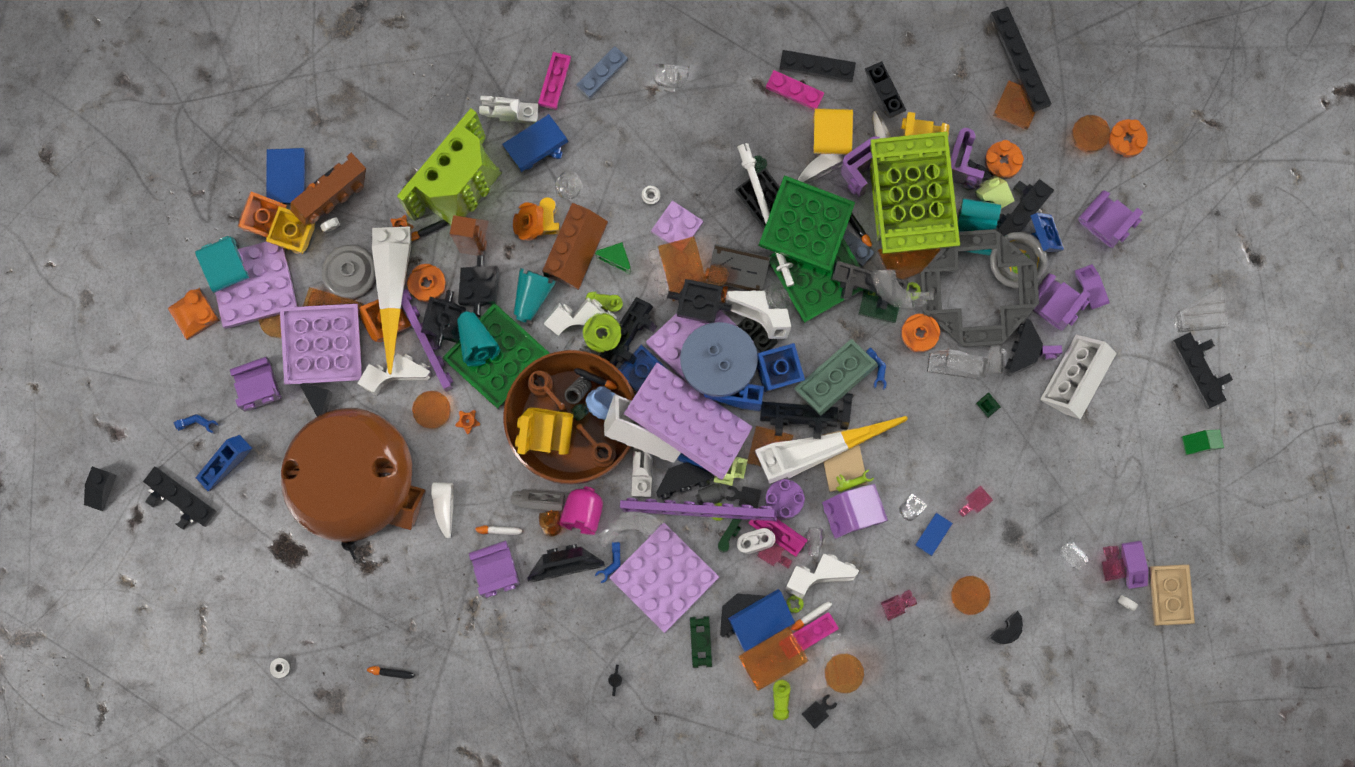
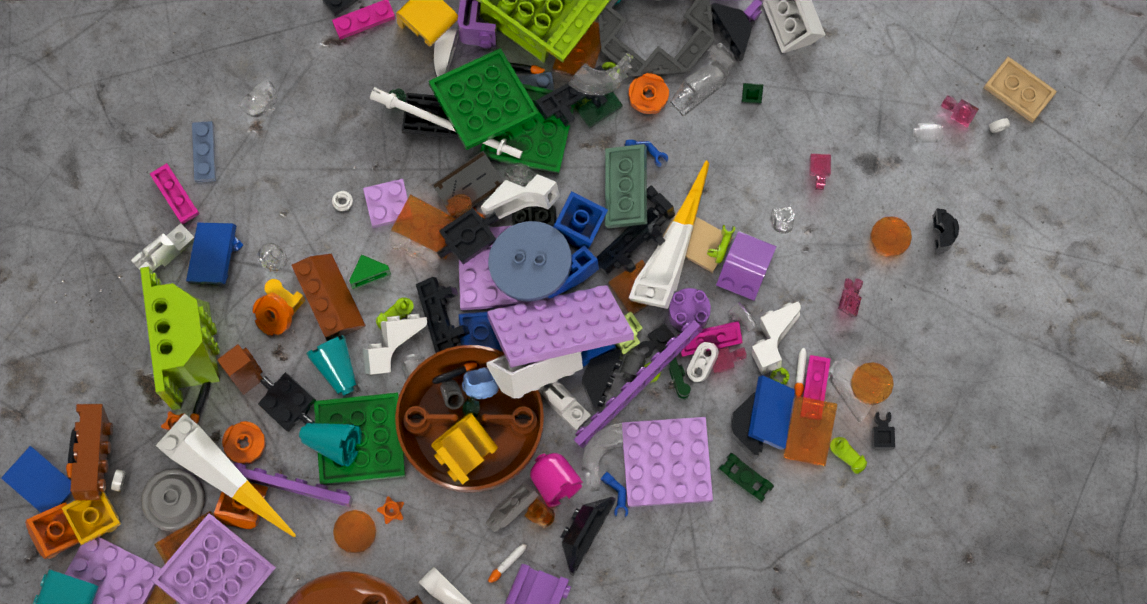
camera: 55 degrees left, 5 degrees down
(403, 369) = (301, 523): white arch -> none
(441, 319) = (288, 454): black plate -> none
(603, 343) = (432, 339): lime plate -> none
(615, 680) = (717, 574): black piece -> none
(933, 534) = (817, 222): blue tile -> none
(1136, 564) = (975, 93): medium lavender slope -> none

